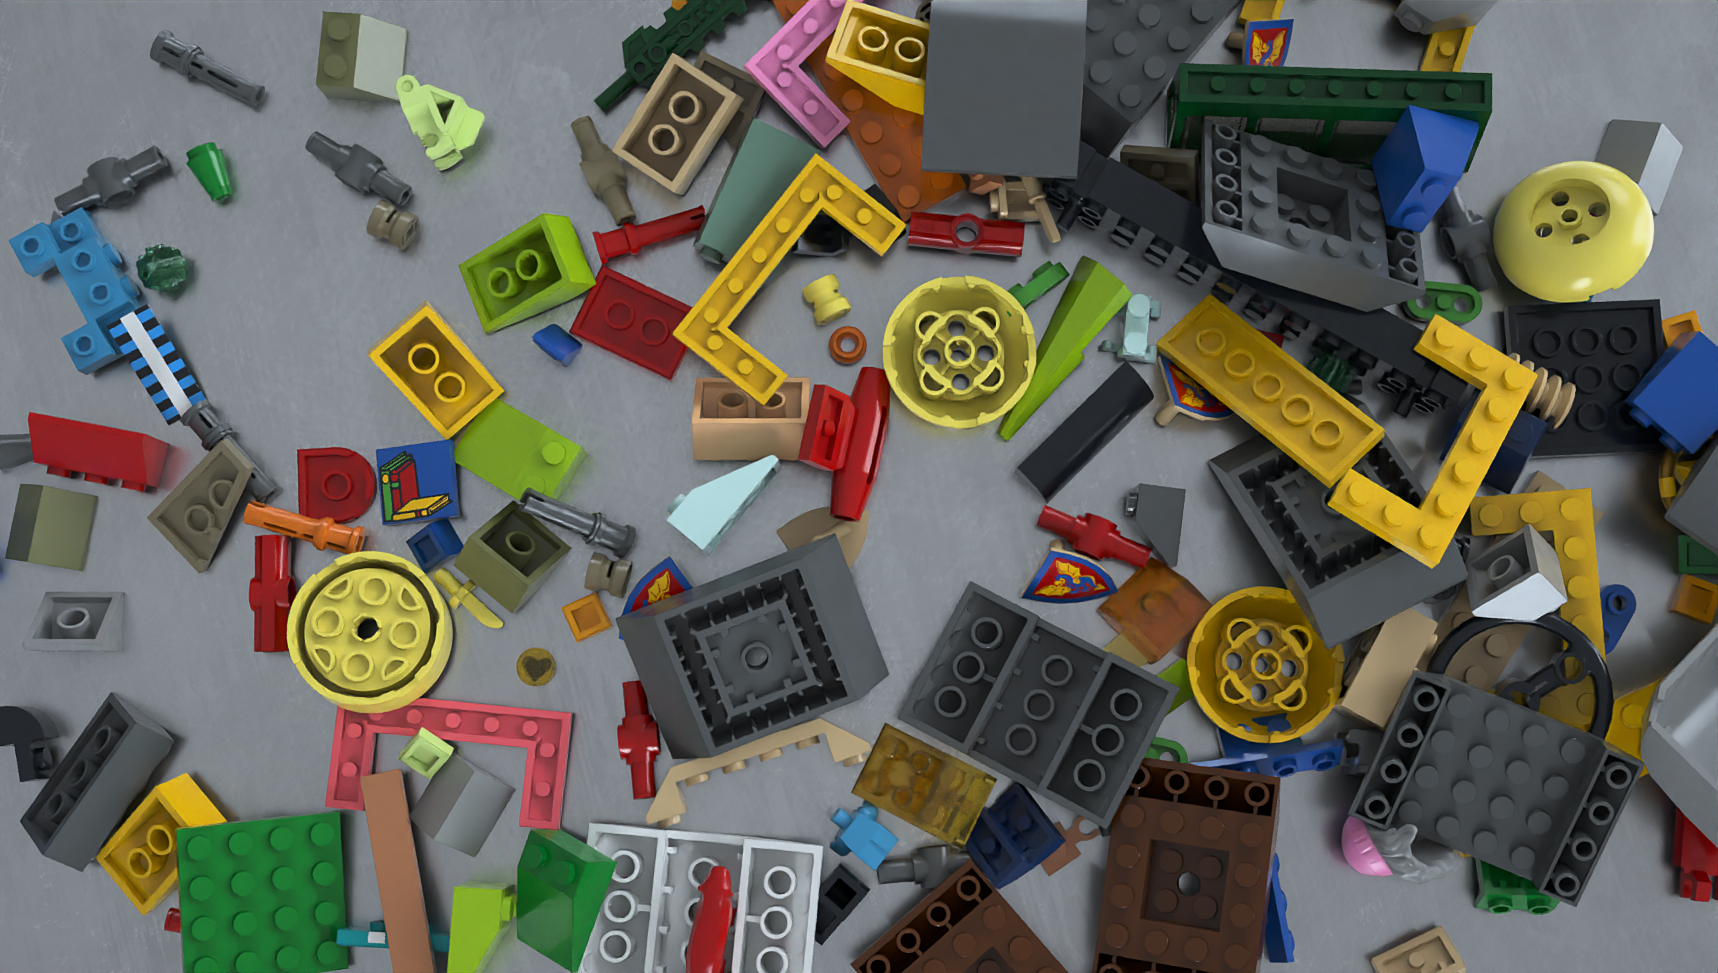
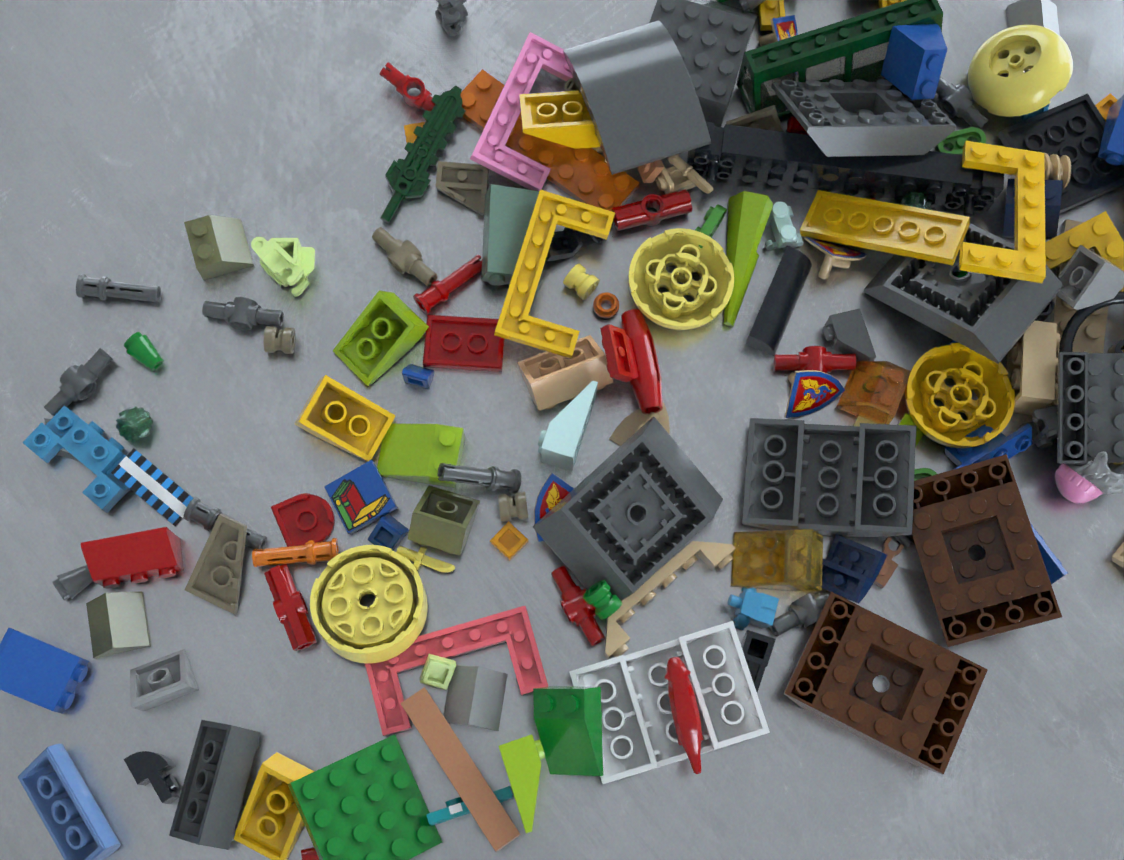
camera: 25 degrees left, 10 degrees down
(536, 667) = (488, 586): clear yellow tile -> none
(668, 749) = (601, 598): none -> green wheel
(677, 124) = (442, 207): tan brick -> none

